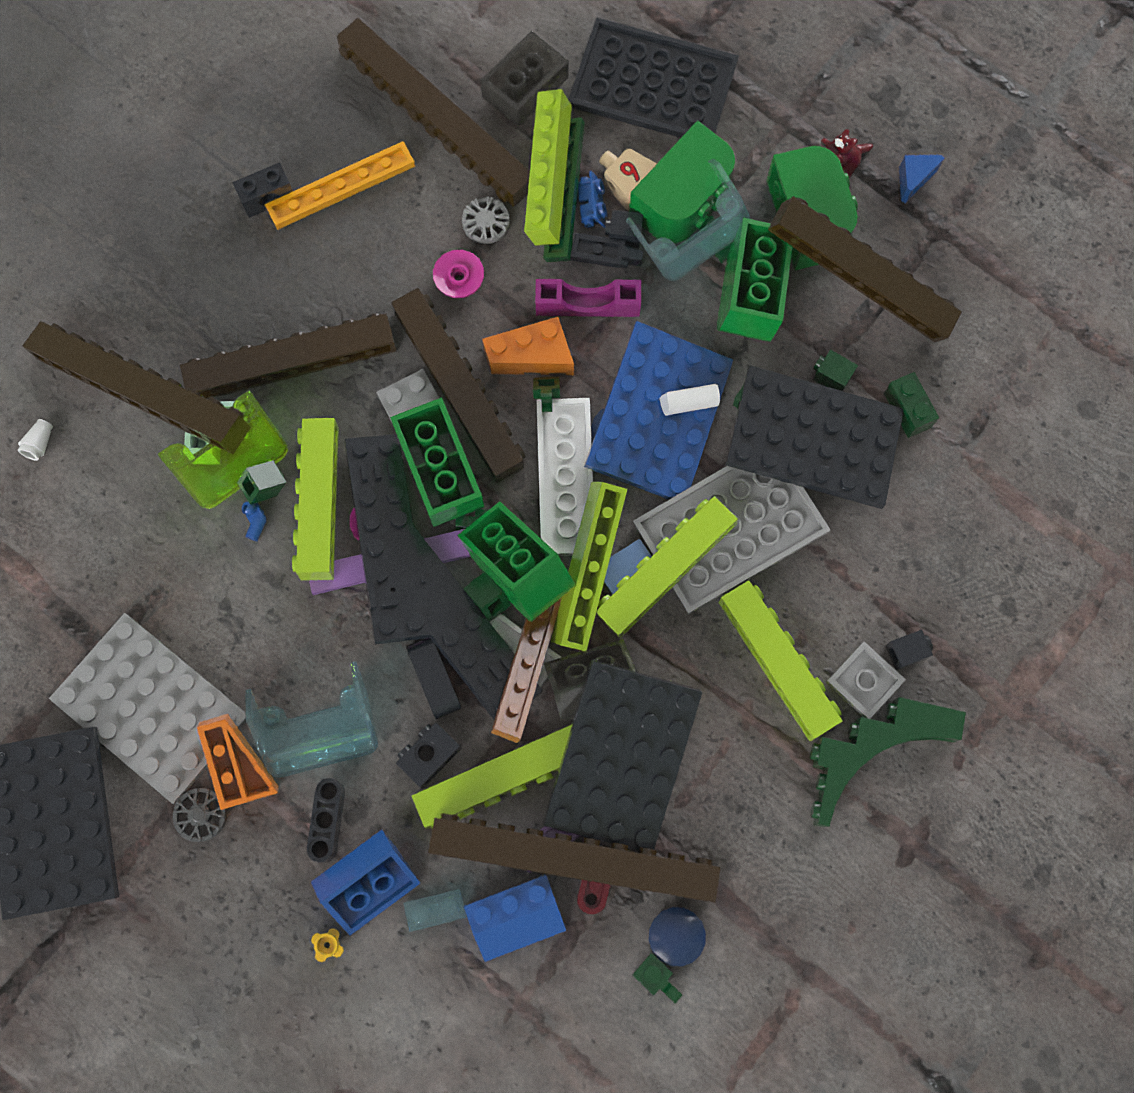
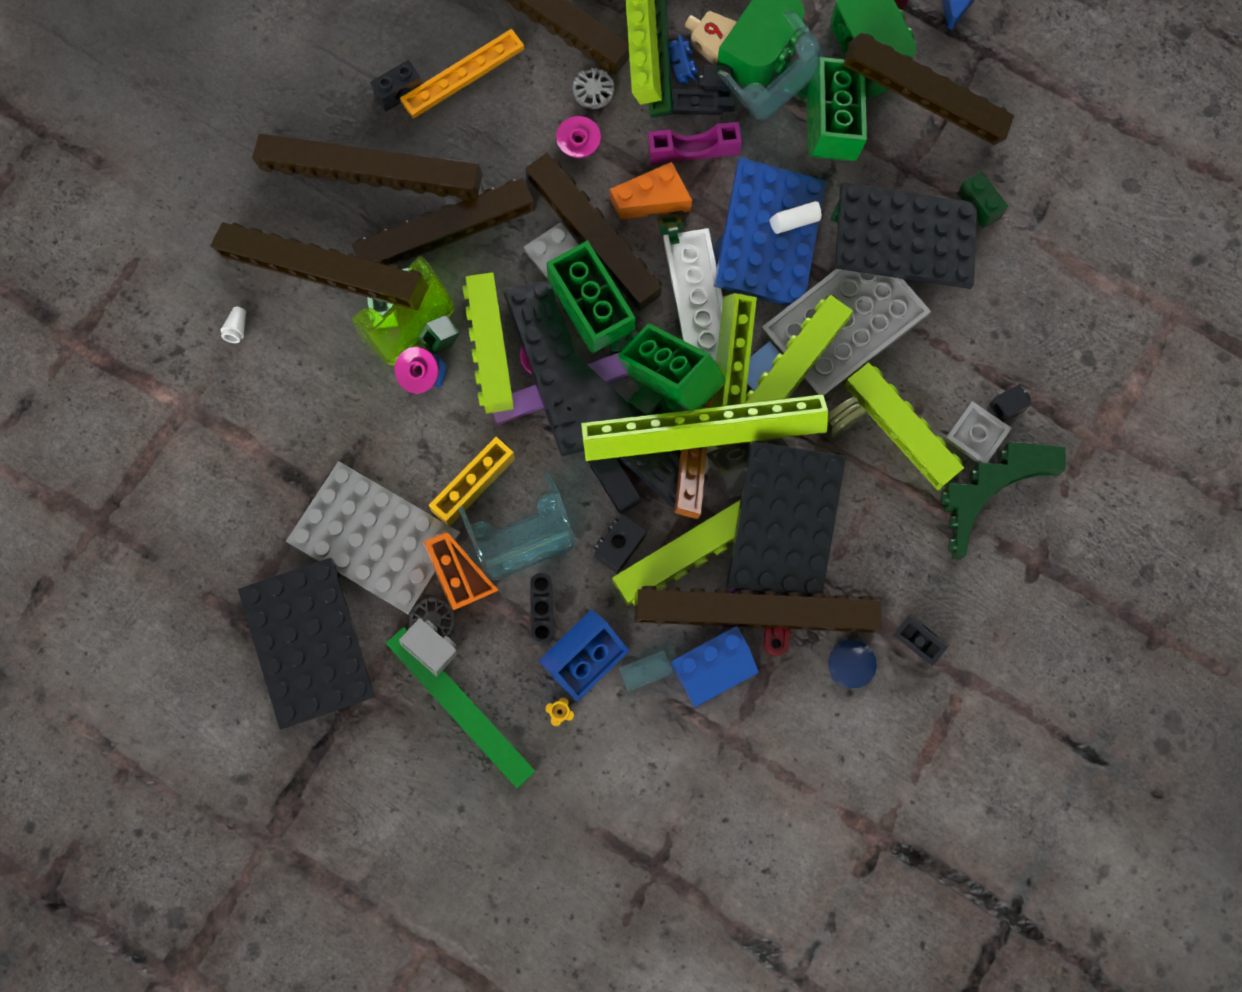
camera: 10 degrees left, 0 degrees up
(186, 847) = (429, 646): none -> light grey brick
(214, 278) = (368, 166): none -> dark brown brick
(214, 924) = (467, 716): none -> green tile
(221, 519) = (407, 370): none -> dark pink dish
(269, 659) = (472, 481): none -> yellow brick
(541, 635) = (704, 427): none -> lime brick
(655, 976) = (838, 699): dark green plate -> none
(709, 641) = (844, 416): none -> olive head
(761, 921) = (921, 640): none -> black brick
(834, 371) = (913, 178): dark green brick -> none

